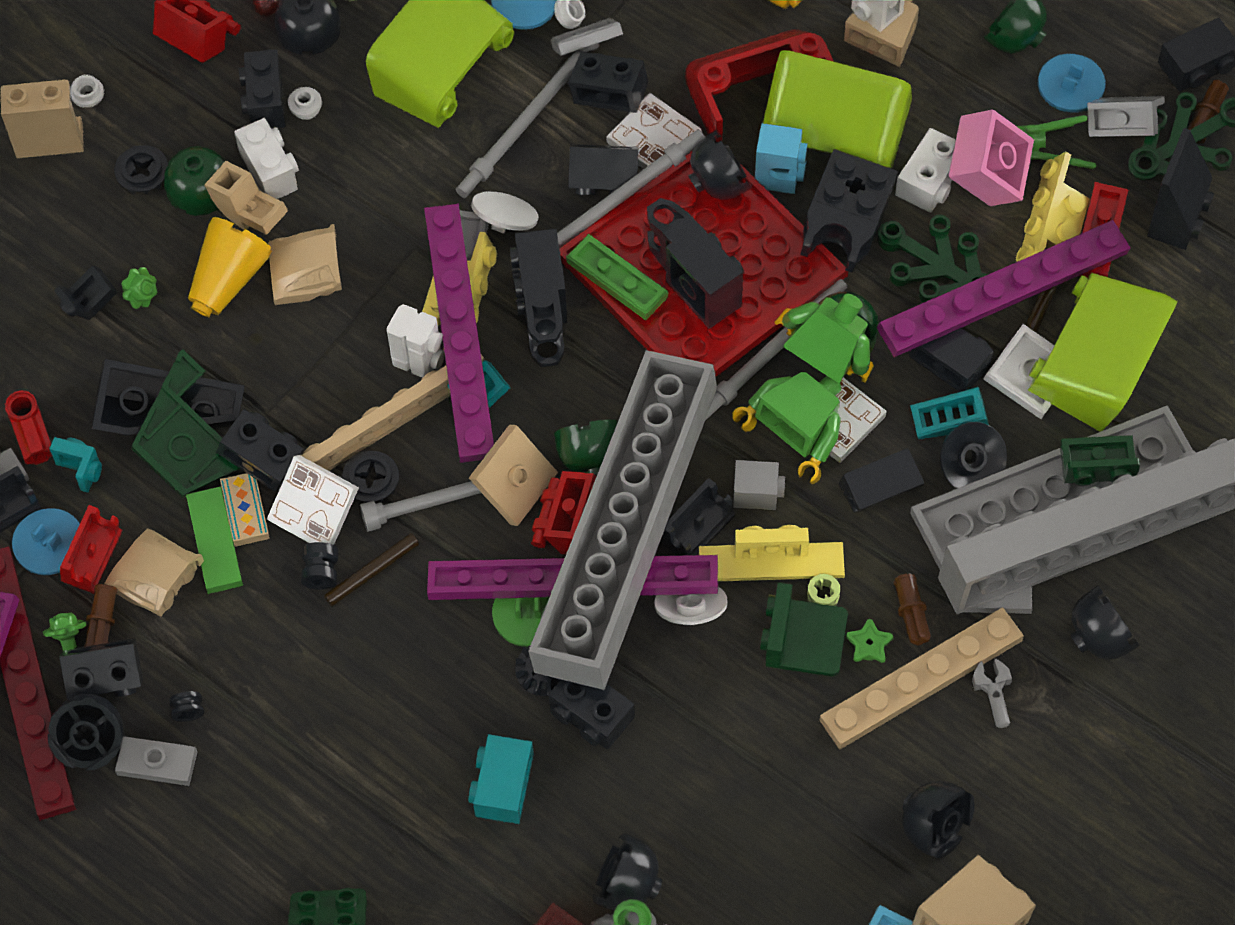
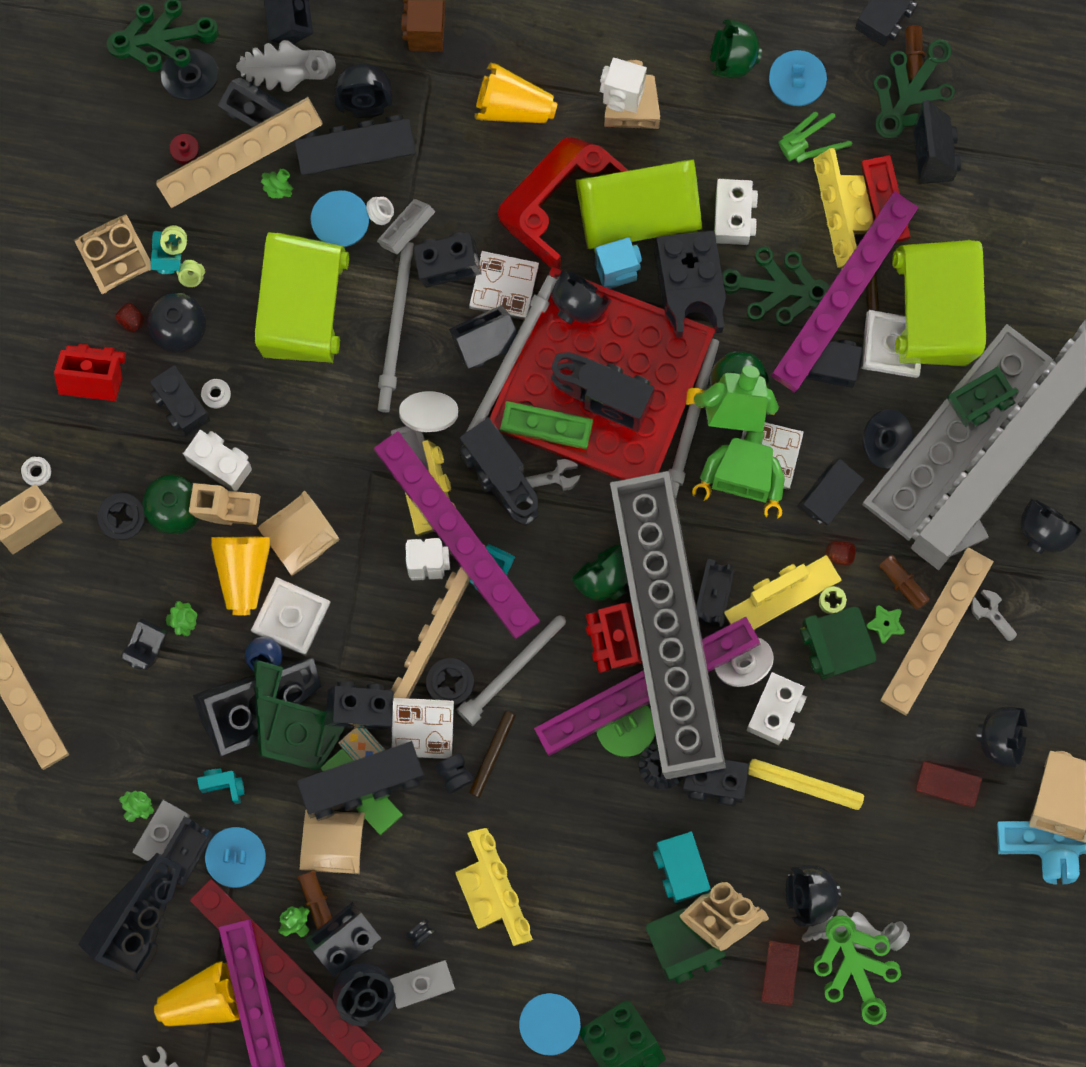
camera: 30 degrees left, 15 degrees up
(29, 428) = (171, 779): red piece -> none
(90, 550) = (275, 850): red hinge -> none
(202, 352) = (263, 650): none -> dark blue piece
(216, 519) = (361, 780): none -> black brick
(249, 340) = (291, 616): none -> white tile
(263, 867) = (549, 1024): none -> dark azure piece
(286, 701) = (489, 890): none -> light yellow bracket
(459, 859) = (681, 948): none -> dark green bracket
(513, 475) = (560, 629): tan plate -> none
(515, 845) = (723, 916): none -> tan slope
(600, 335) = (554, 476): none -> light grey bar
(687, 763) = (805, 784): none -> light yellow axle
(698, 668) = (776, 709): none -> white brick
(757, 485) = (741, 541): light grey brick -> none
(846, 842) = (948, 784): none -> clear red plate
(856, 545) = (841, 552): none -> clear red piece
(957, 400) = (866, 411): teal slope -> none
(991, 158) = (779, 184): bright pink brick -> none
(1124, 116) = (856, 91): light grey panel -> none

